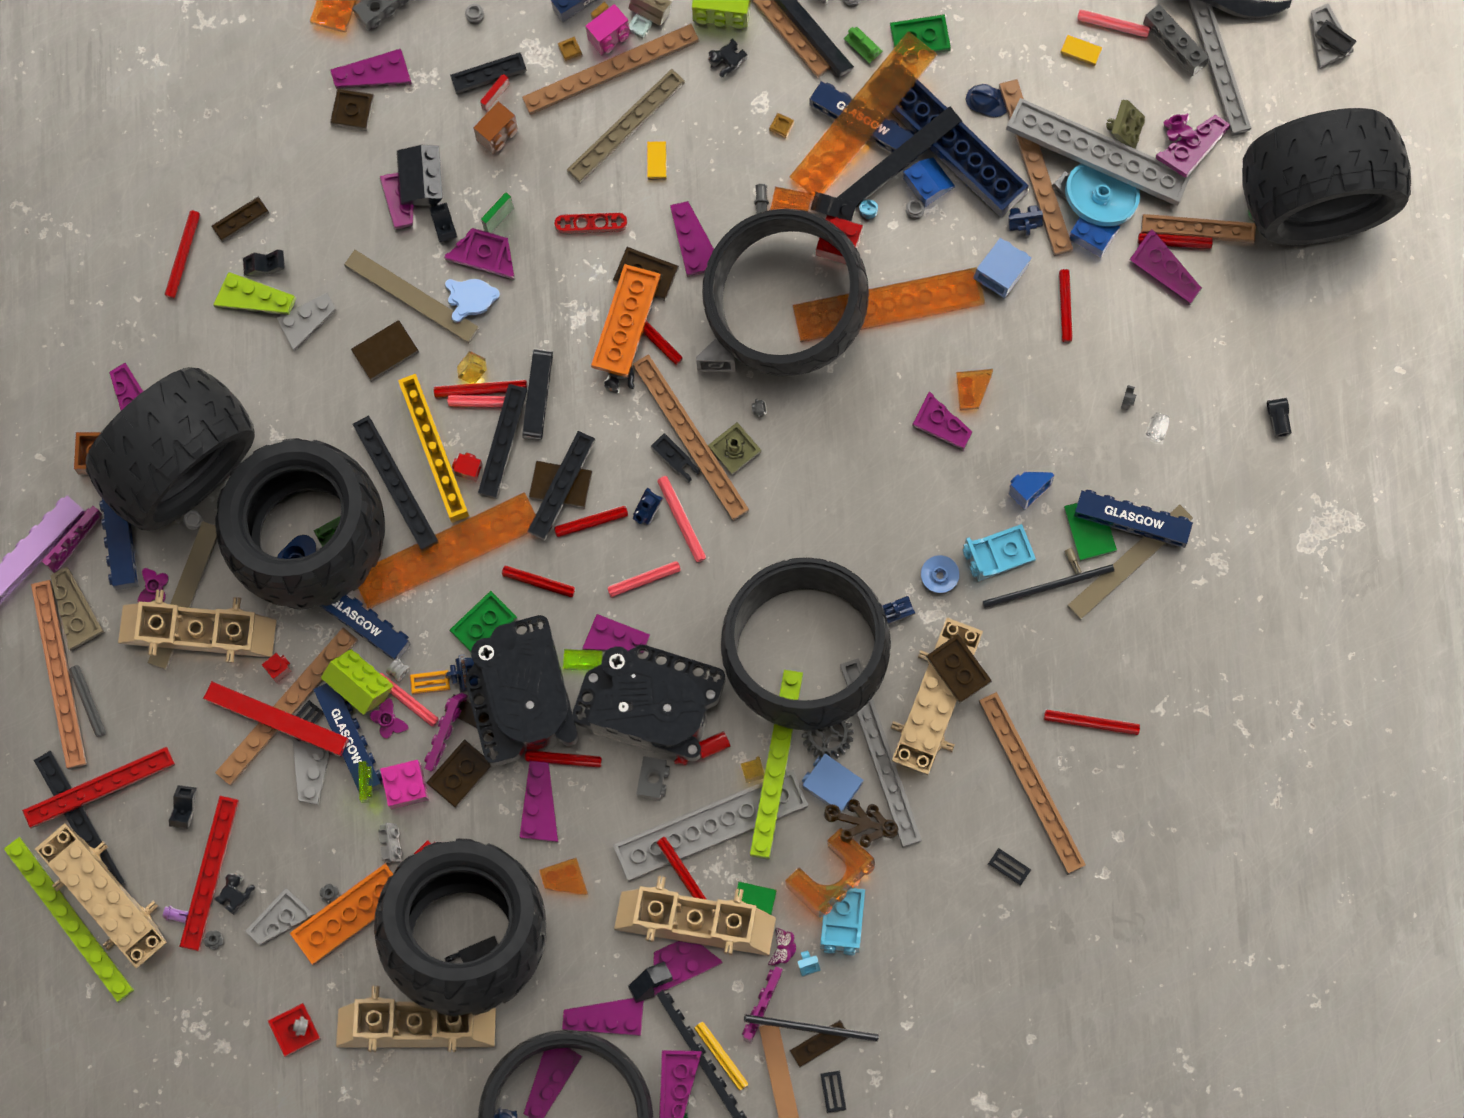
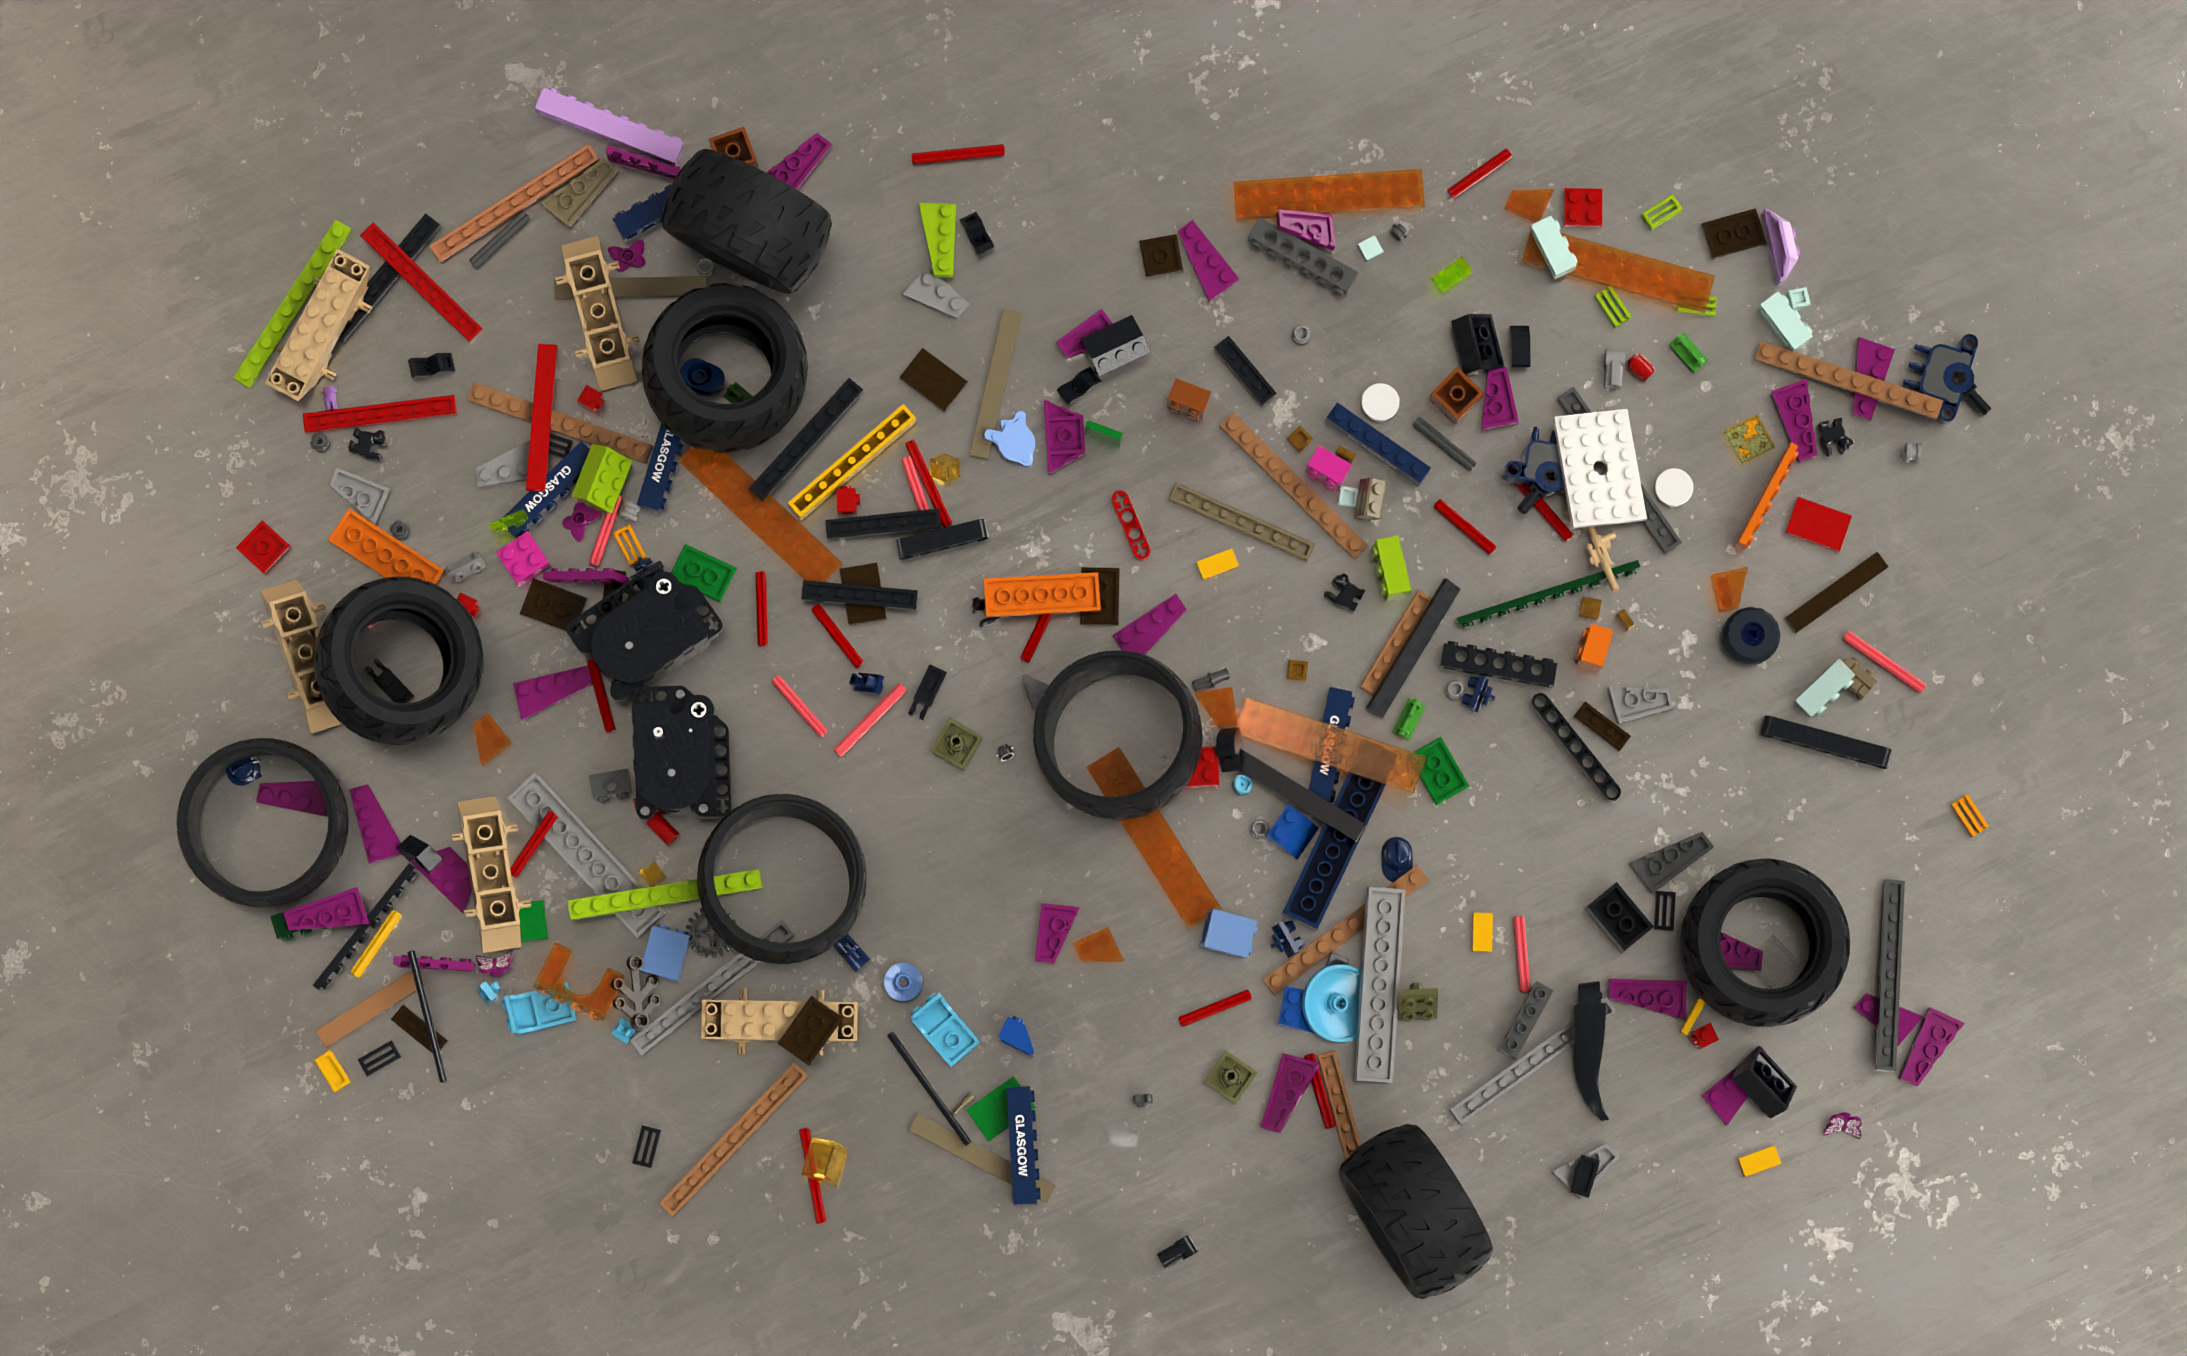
camera: 60 degrees right, 5 degrees up
(240, 219) = (1013, 194): dark brown tile -> none
(300, 1026) = (265, 551): light grey plate -> none
(494, 92) = (1226, 384): red tile -> none
(581, 659) = (701, 677): clear neon green plate -> none
(609, 633) = (733, 695): magenta wing -> none
(690, 437) = (952, 698): medium nougat plate -> none
(891, 849) = (623, 1031): none -> medium azure tile
(1083, 705) = (825, 1161): none -> clear yellow slope
(1136, 302) = (1230, 1077): none -> olive plate
(1178, 127) = (1434, 1054): magenta animal -> none
(1188, 153) = (1415, 1073): wing -> none

